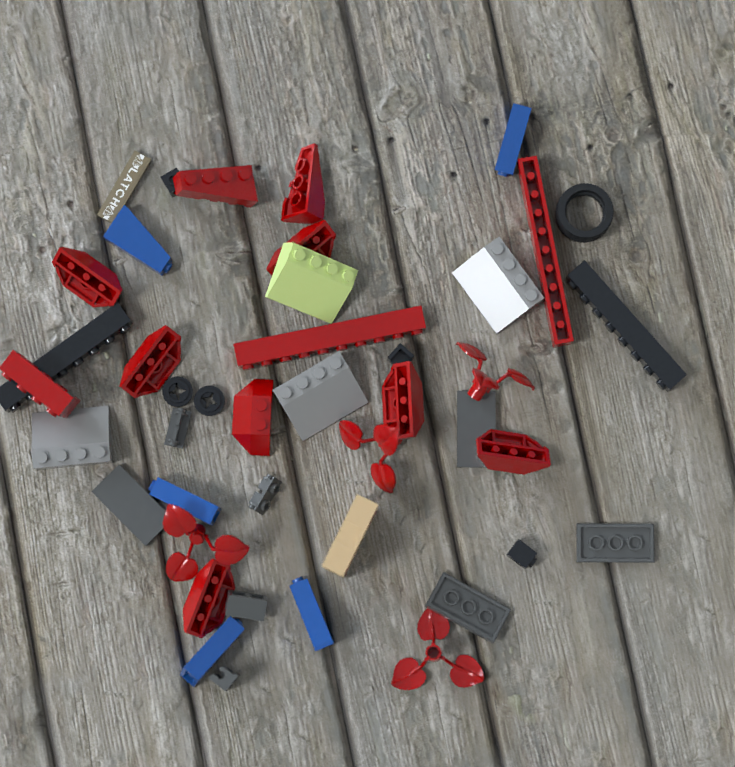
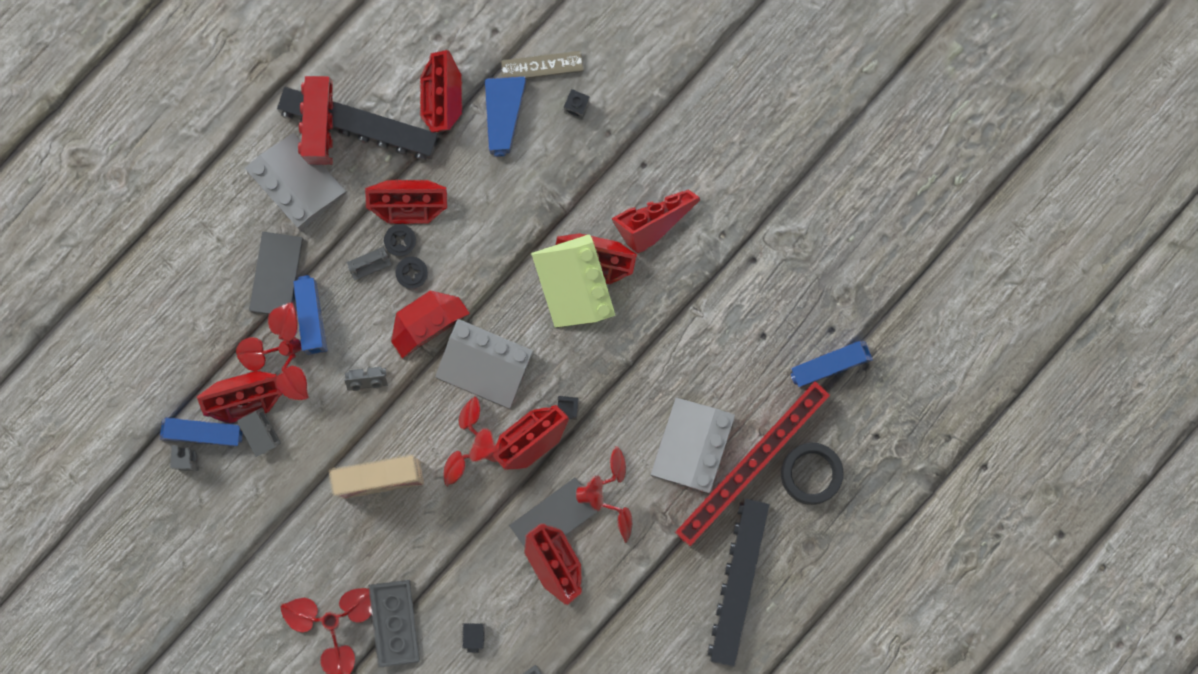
camera: 55 degrees right, 0 degrees up
(223, 184) = (605, 148): red wedge -> none
(311, 613) = (290, 493): blue slope -> none
(329, 337) = (541, 334): red brick -> none

